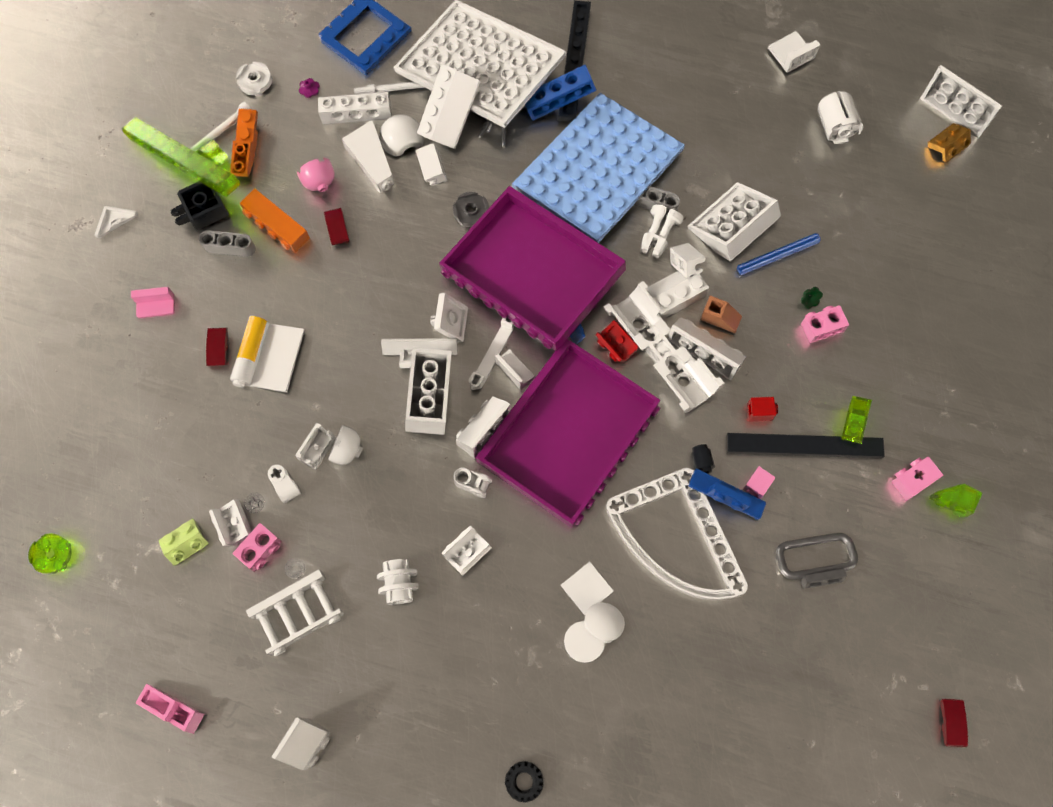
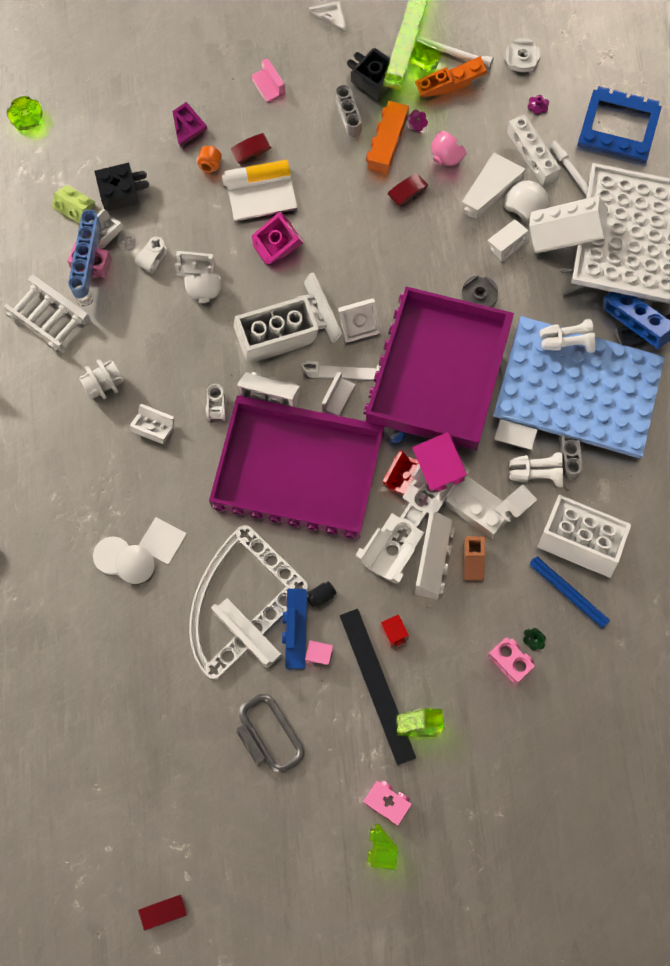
camera: 70 degrees right, 0 degrees up
(156, 395) = (187, 124): none -> magenta wing
(182, 479) = (119, 186): none -> black hinge
(208, 388) = (209, 159): none -> orange head
(245, 542) = (84, 261): none -> medium blue beam
(271, 189) = (415, 123): none -> magenta plant
(328, 361) = (276, 239): none -> dark pink slope
(555, 160) = (553, 338): none -> white piece
(620, 234) = (515, 434): none -> white hinge
(630, 299) = (440, 462): none -> dark pink brick
(716, 539) = (246, 632): none -> white fence

